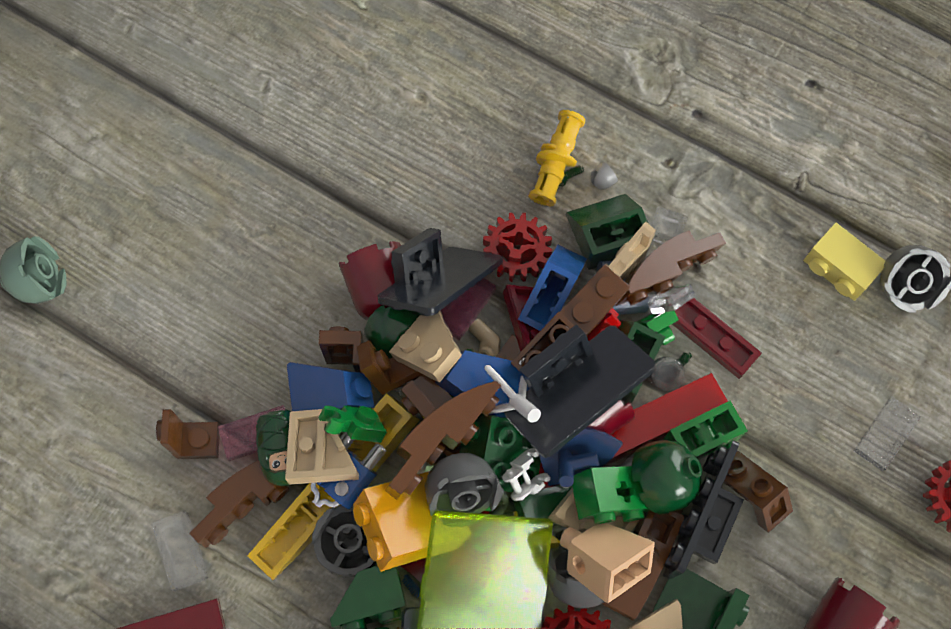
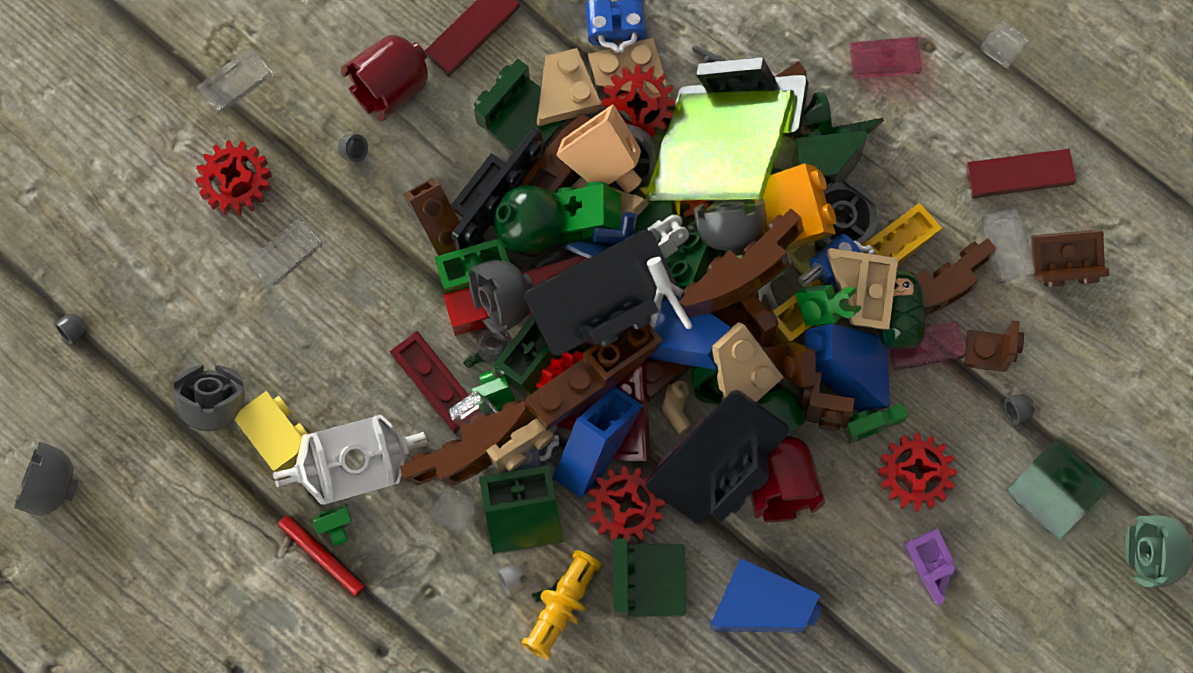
camera: 165 degrees left, 5 degrees up
(115, 541) = (1069, 257): none -> reddish brown bracket
(124, 317) = (1058, 489): none -> clear green slope
(163, 387) = (1018, 408): none -> dark grey hinge
(239, 243) = (931, 562): none -> medium lavender slope
(243, 309) = (902, 472): none -> red gear
(300, 350) = (867, 424): none -> green plate
(383, 184) = (764, 603): none -> blue slope
(488, 190) = (648, 580): none -> dark green bracket
(673, 398) = (501, 292): none -> dark grey cylinder
(752, 262) = (323, 453): none -> white plate
(769, 197) = (333, 523): none -> green tile
(770, 175) = (324, 558): none -> red bar
(851, 550) = (353, 147): none -> dark grey hinge

